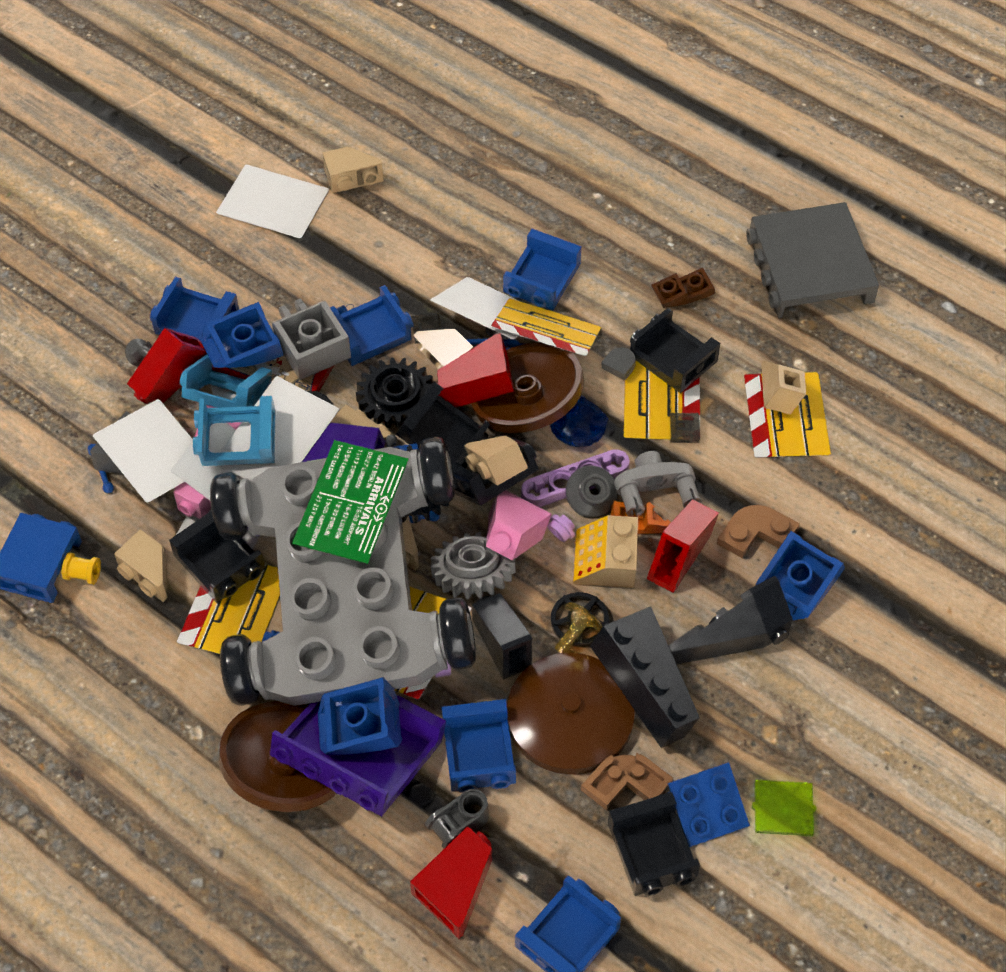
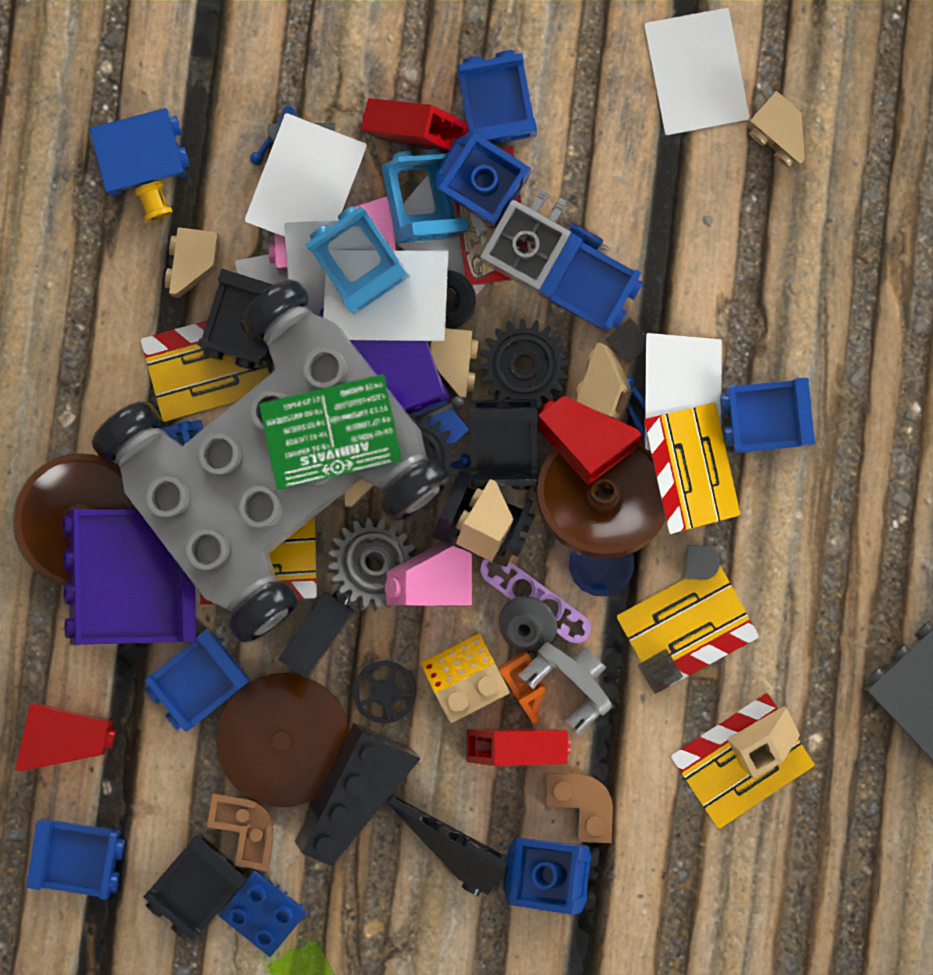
camera: 60 degrees right, 30 degrees up
(137, 350) = (418, 78): dark grey plate -> none
(359, 719) = (141, 571): blue slope -> none
(453, 819) = (113, 702): dark grey piece -> none
(561, 527) = (467, 620): lavender plate -> none
(581, 619) = (370, 702): clear yellow plant -> none
(672, 351) = (745, 609): black panel -> none
(680, 291) = (837, 573): reddish brown slope -> none

